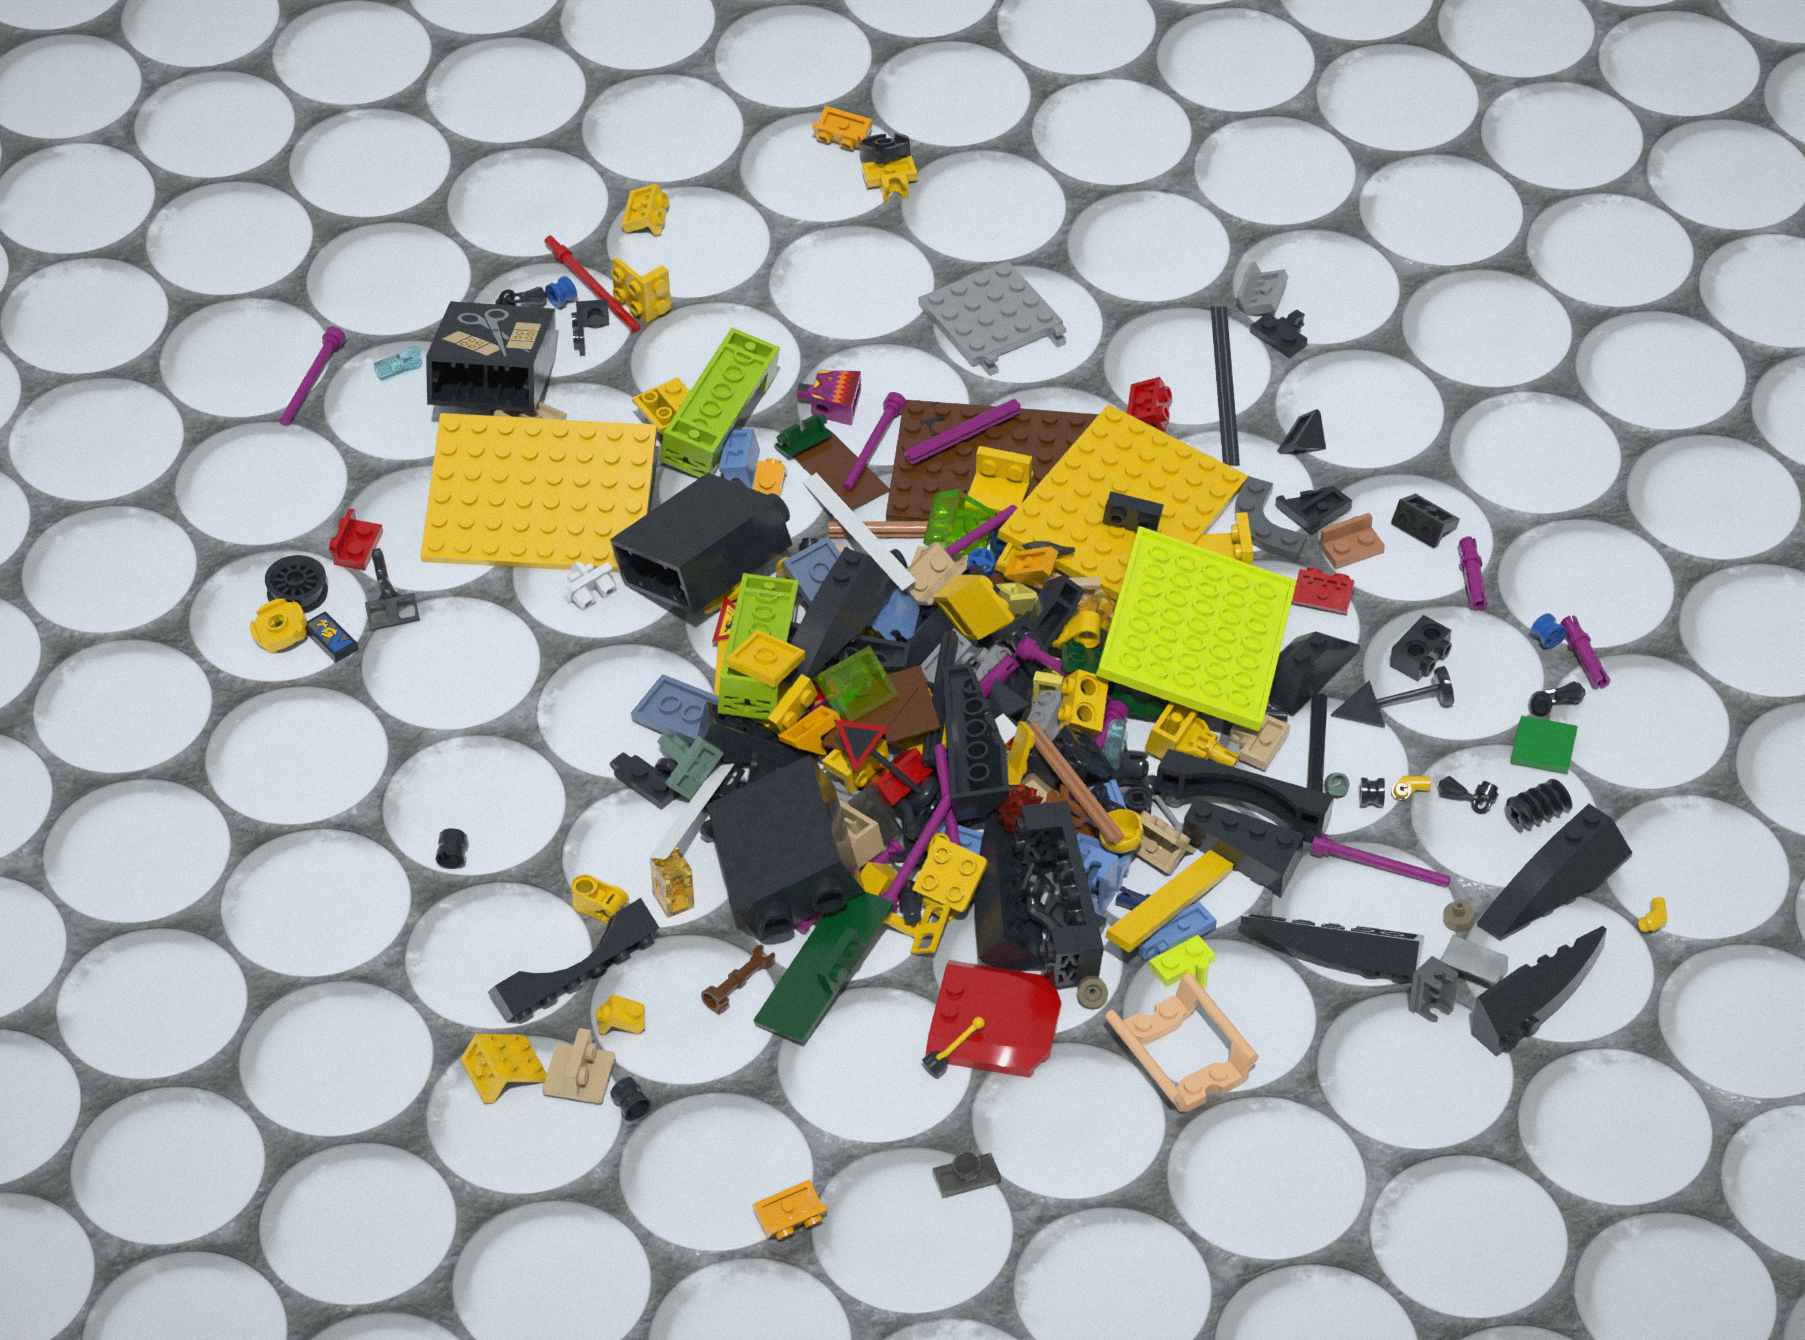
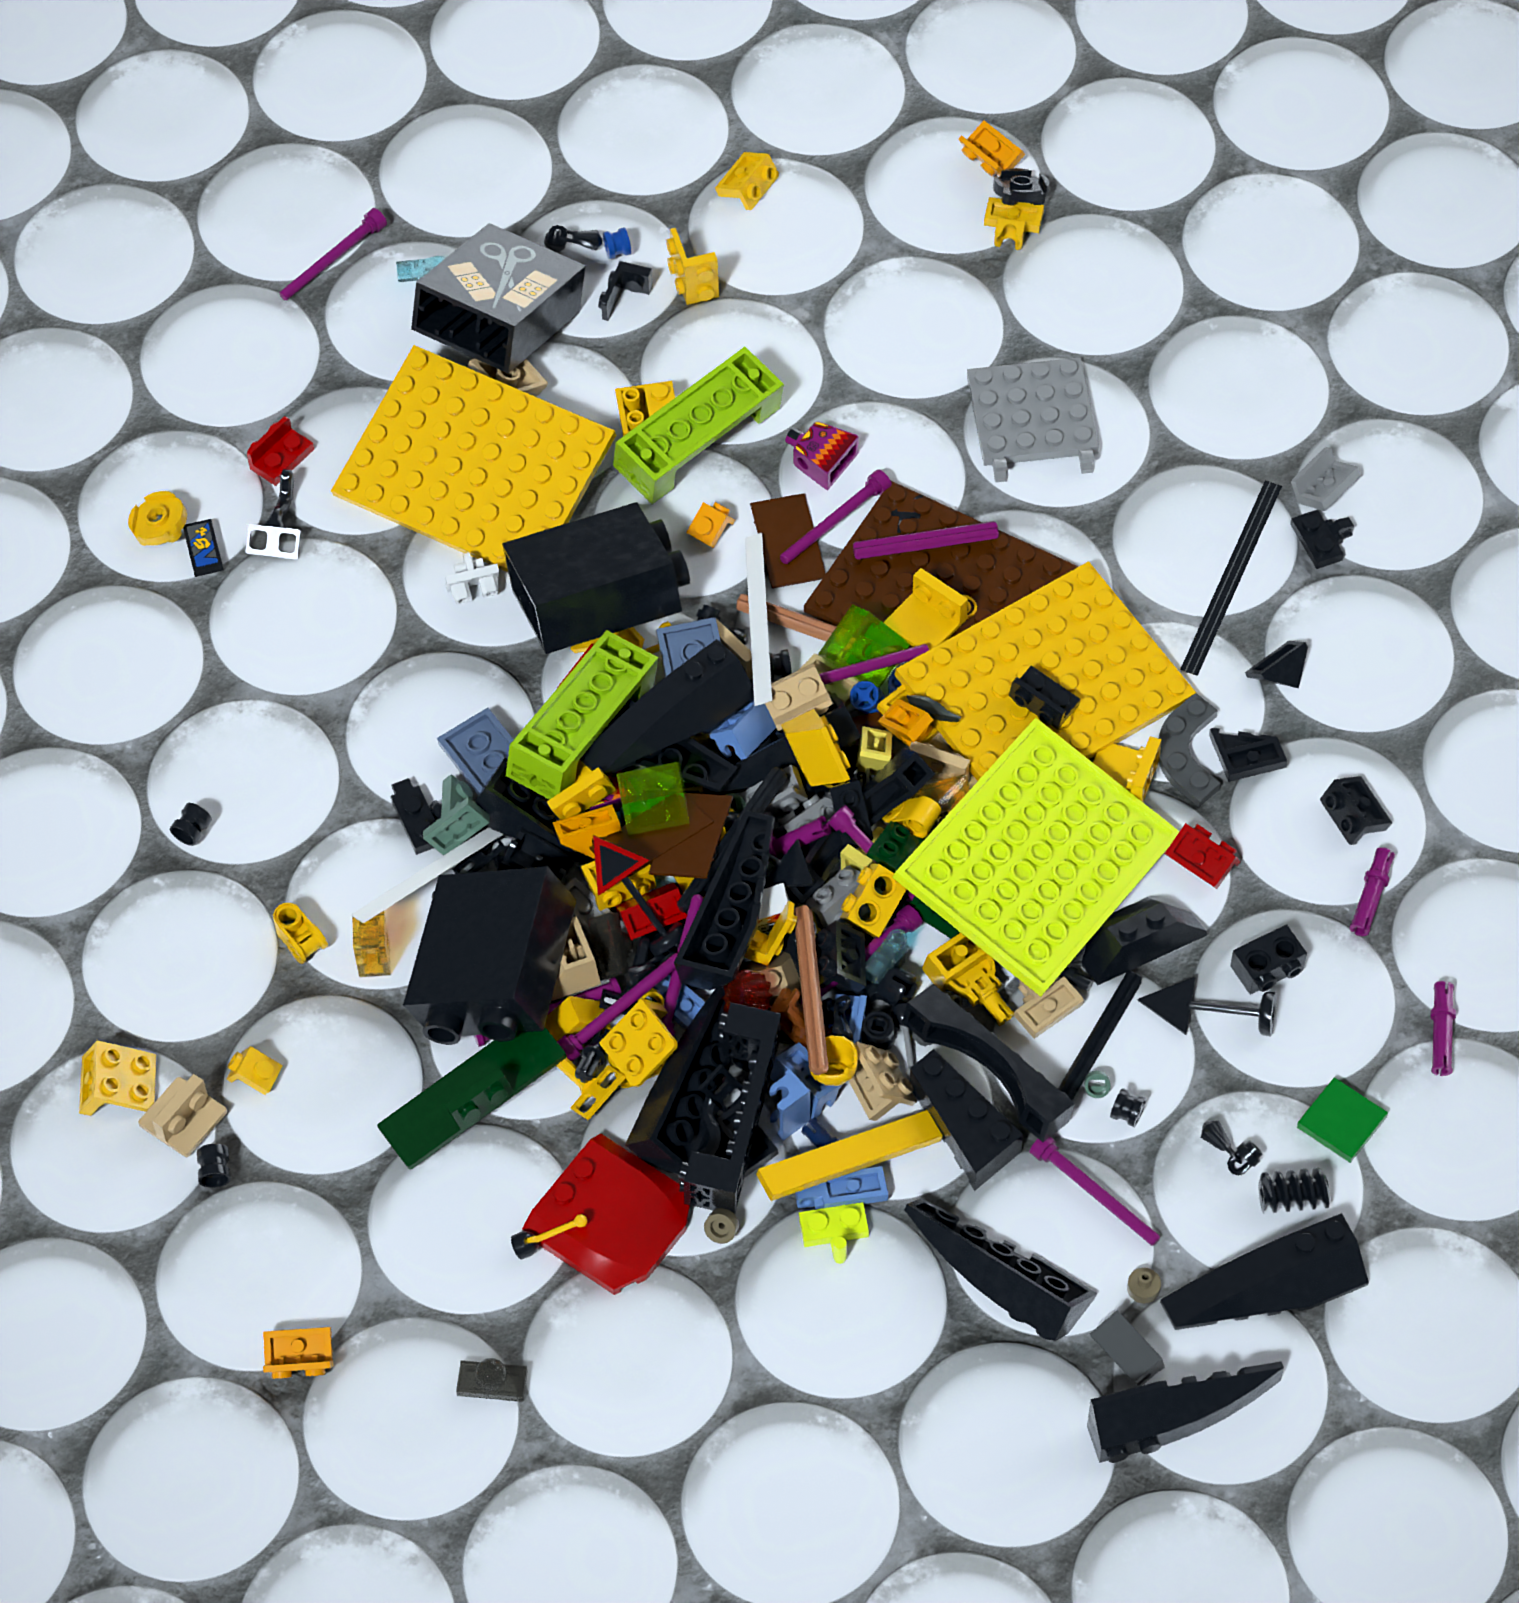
camera: 25 degrees right, 10 degrees up
(297, 580) = (199, 479): black wheel -> none
(526, 989) = (171, 1008): black arch -> none
(565, 256) = (643, 203): red bar -> none
(717, 999) = (354, 1084): reddish brown piece -> none
(740, 456) = (693, 485): medium blue hinge -> none
(765, 658) = (566, 739): yellow tile -> none
(794, 440) = (756, 490): dark green hinge -> none
(1150, 402) = (1138, 573): red bracket -> none
(1168, 1018) = (782, 1285): light nougat piece -> none
(1350, 541) = (1263, 807): nougat bracket -> none
(1409, 784) = (1172, 1113): yellow arm -> none
(1433, 987) = (1062, 1361): dark grey hinge -> none
(1548, 631) = (1415, 989): blue wheel -> none
(1569, 694) = (1364, 1070): black piece -> none
(1656, 918) = (1352, 1370): yellow arm -> none

